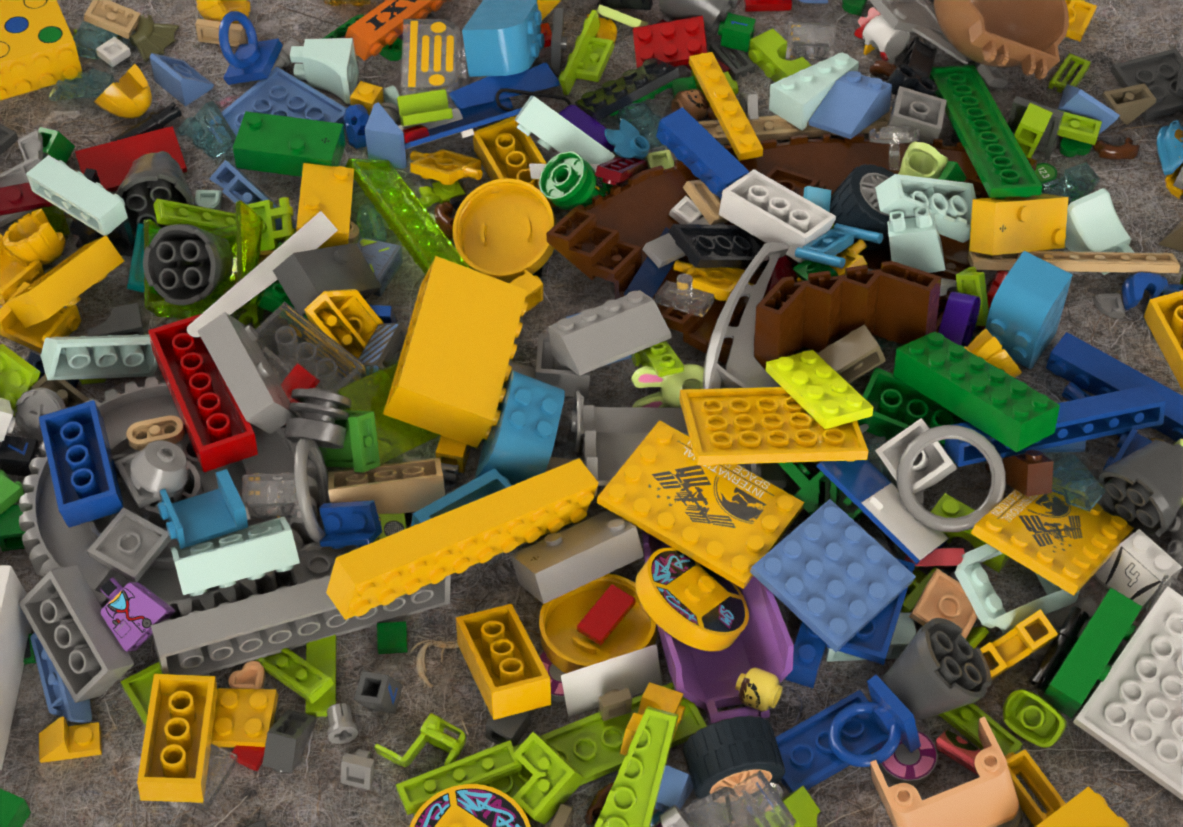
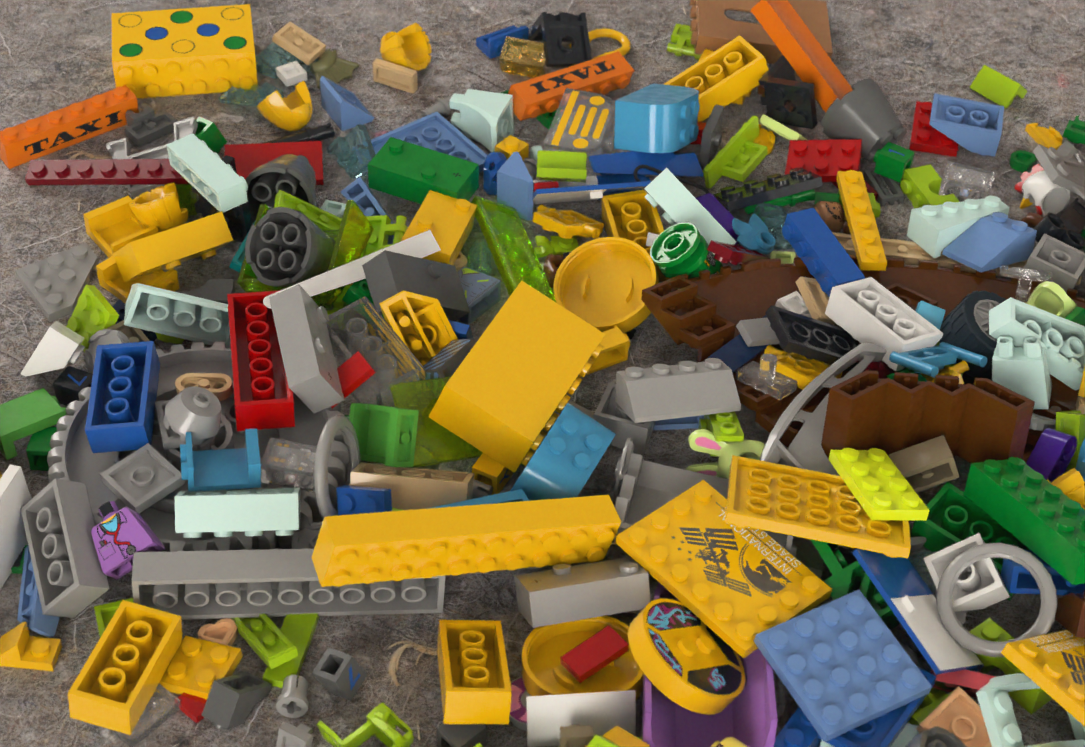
camera: 15 degrees right, 10 degrees down
(251, 60) = (417, 101): blue tile -> none
(318, 416) = (362, 399): flat silver wheel -> none
(392, 637) = (373, 630): green tile -> none
(749, 104) = (886, 224): light grey tile -> none

